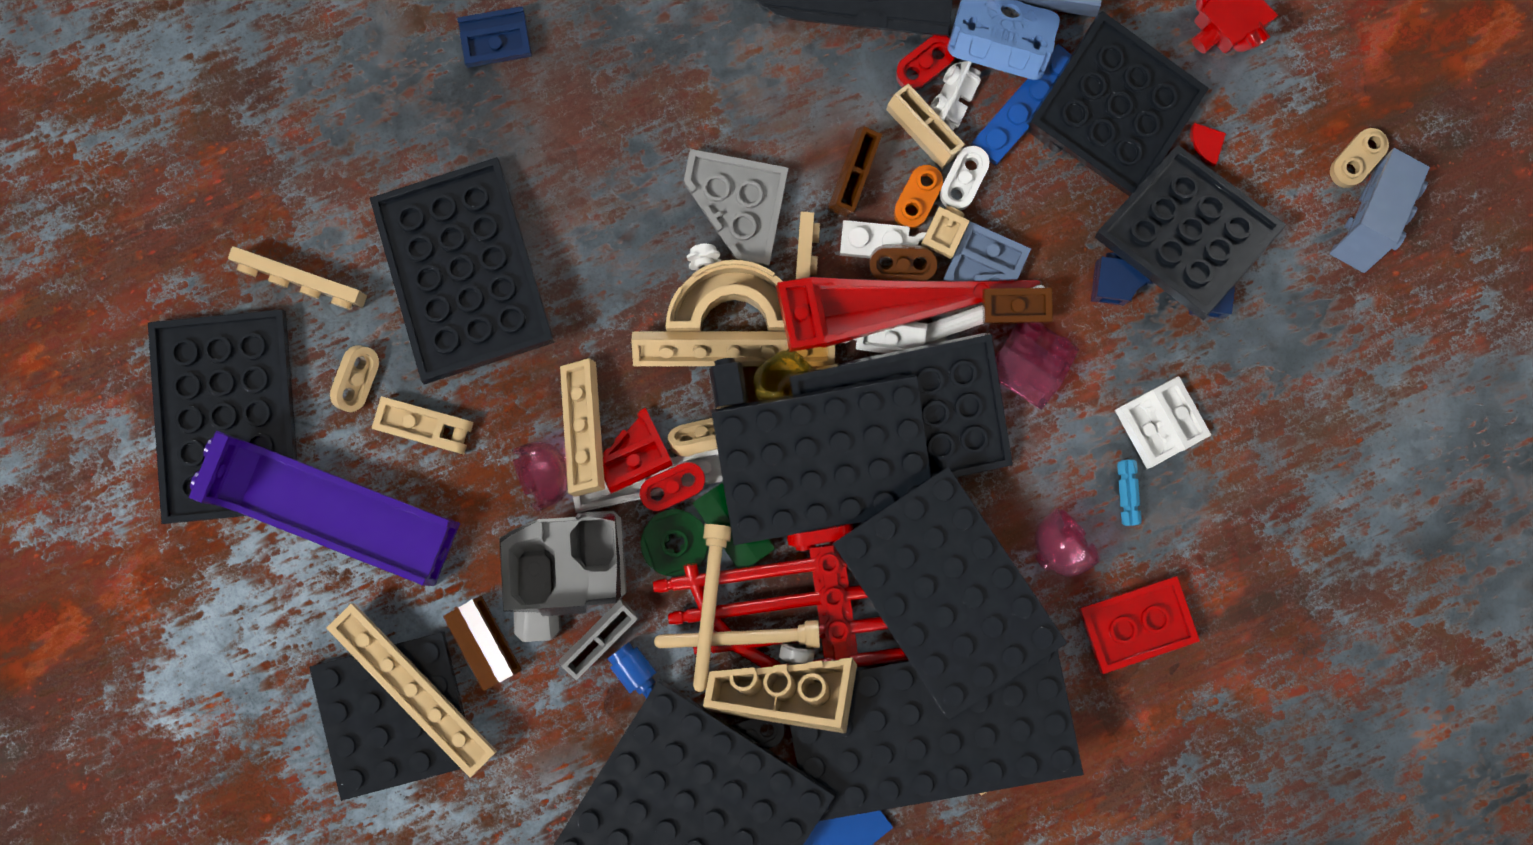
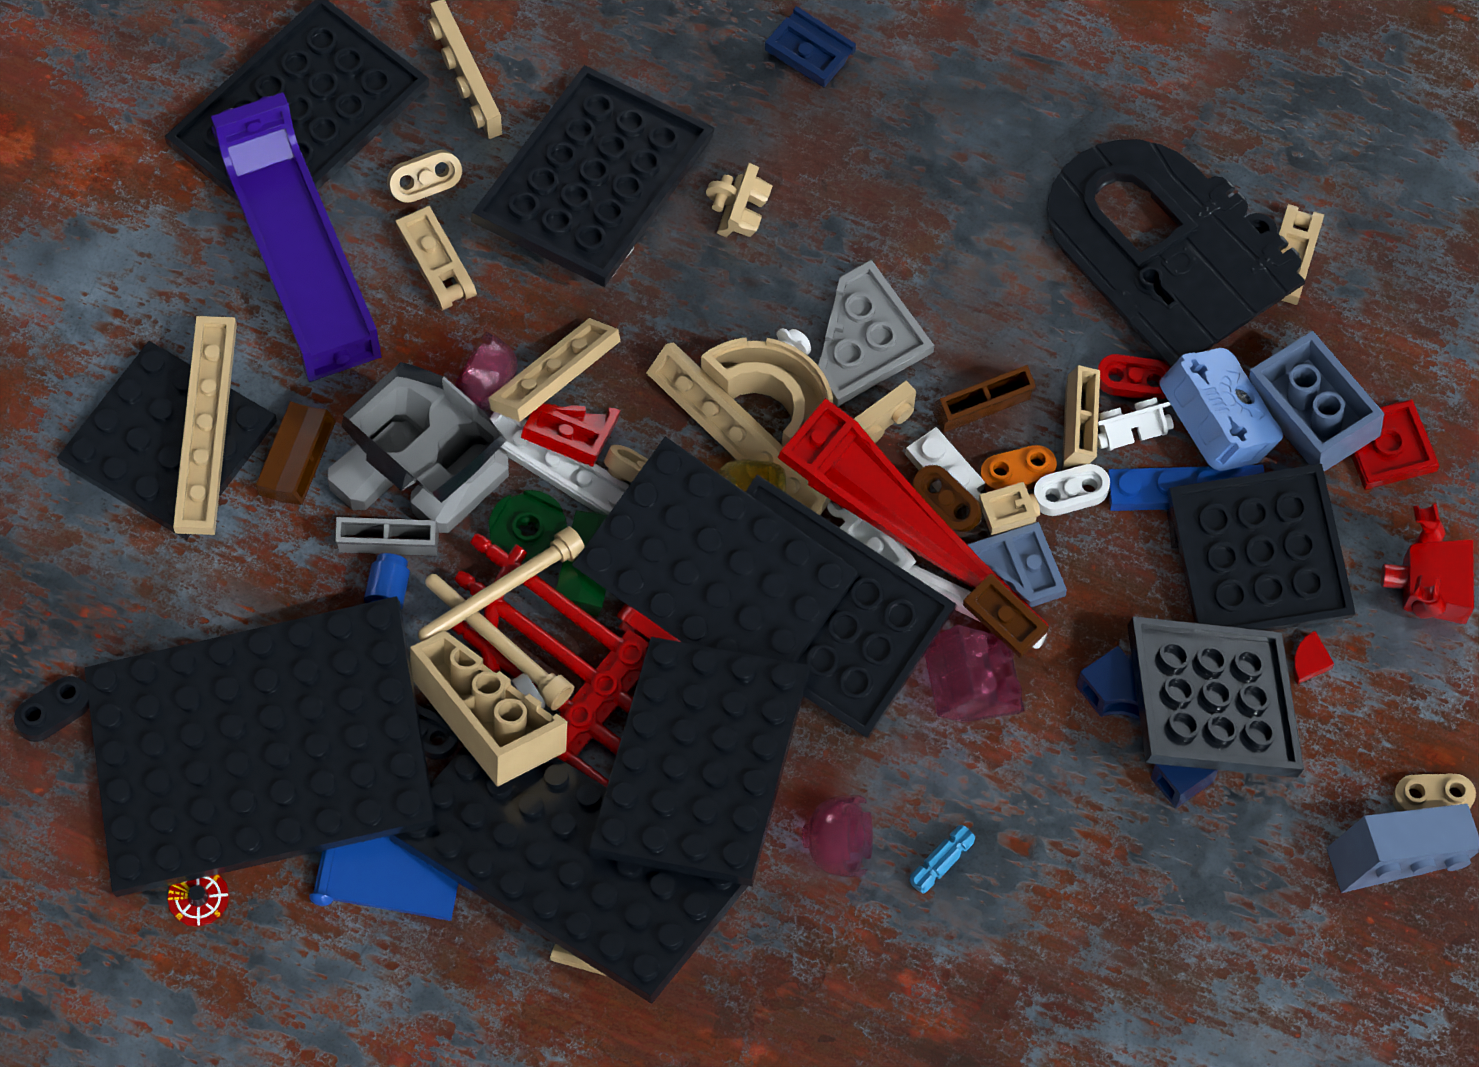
camera: 45 degrees right, 20 degrees down
(562, 194) = (735, 197): none -> tan hips
(672, 486) = (576, 479): red plate -> none
(728, 383) = (707, 439): black brick -> none
(1139, 624) = (833, 966): red plate -> none
(1163, 422) = (1032, 833): white slope -> none

